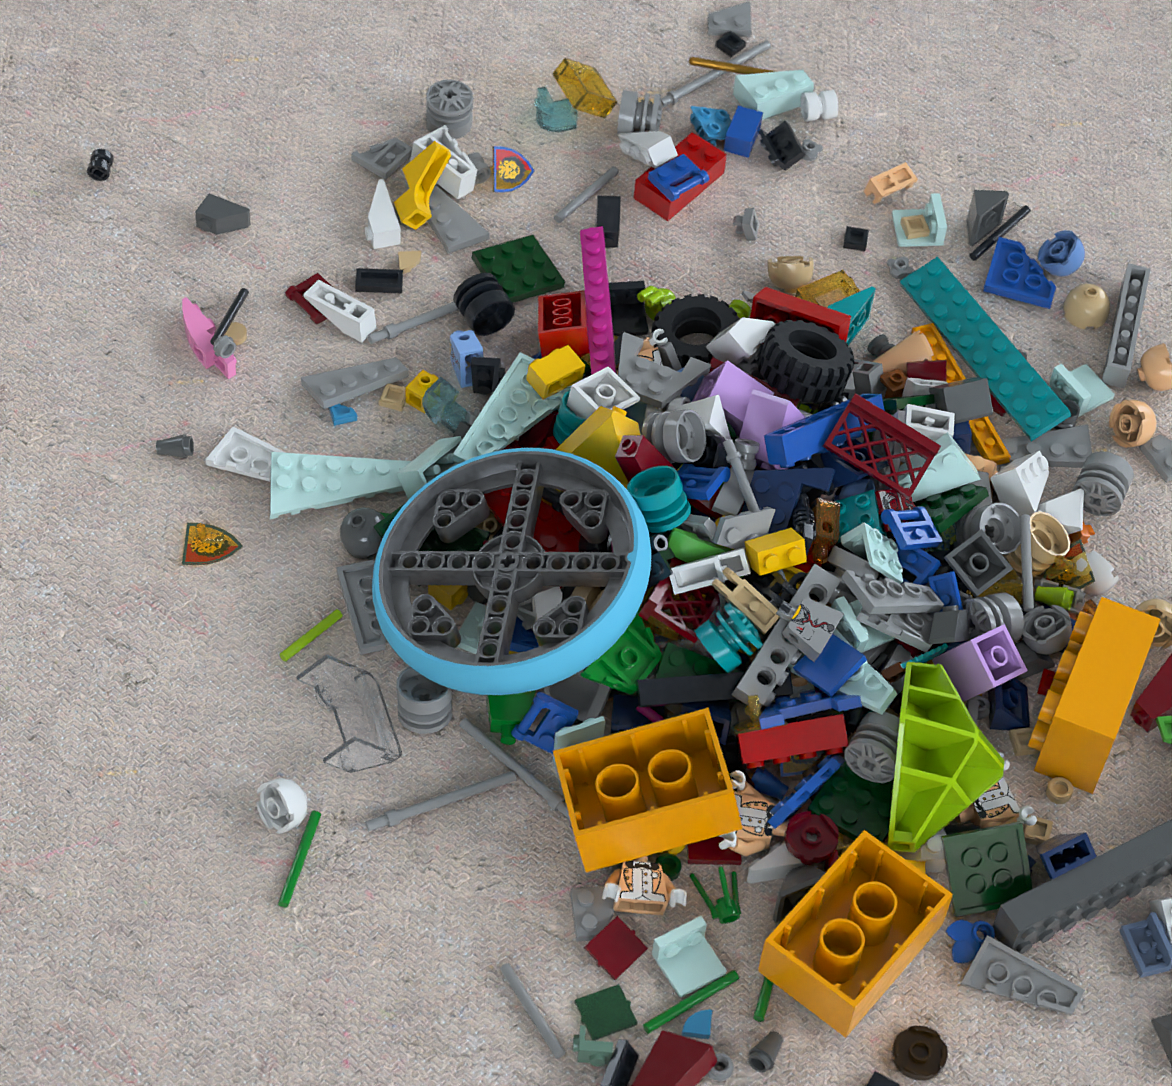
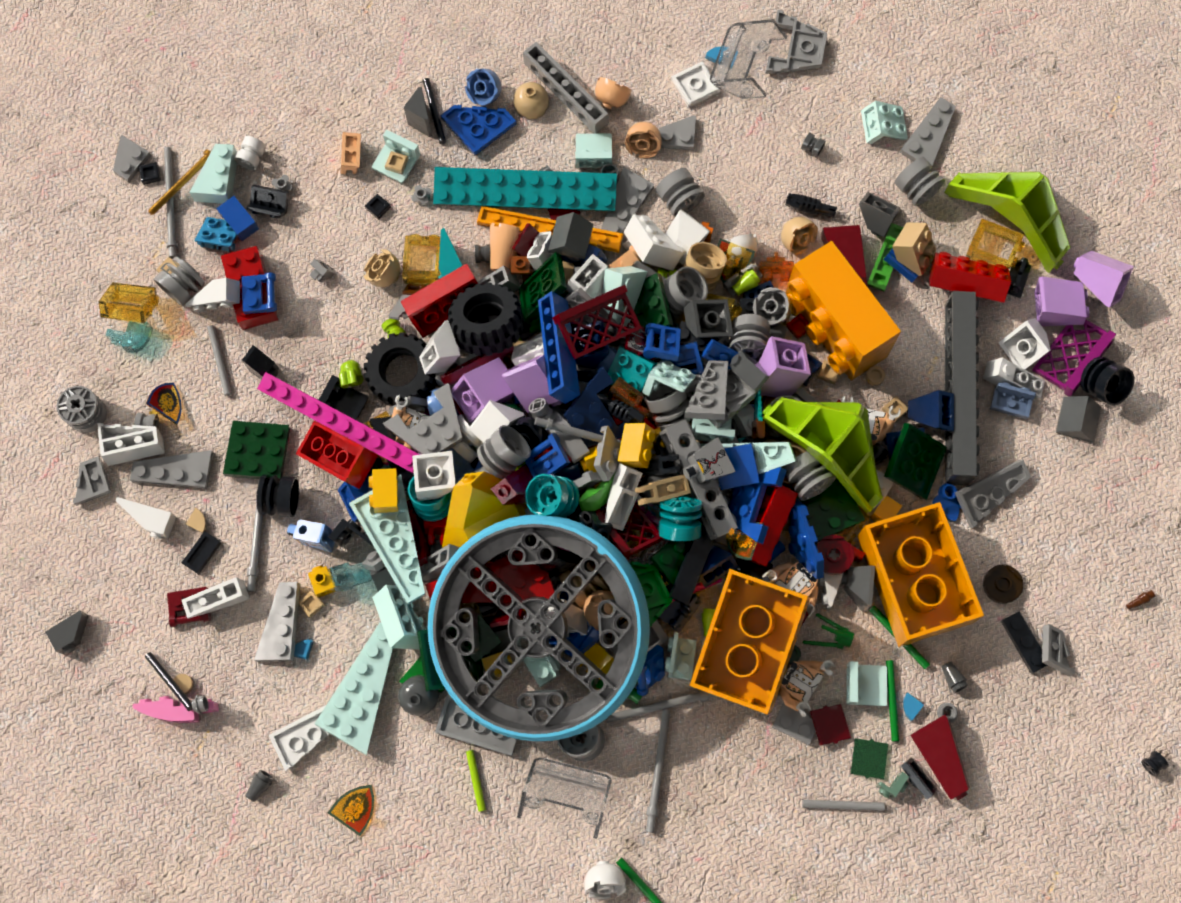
camera: 50 degrees left, 20 degrees up
(421, 177) = (135, 469): yellow arch -> none
(1026, 560) = (723, 286): light grey bar -> none

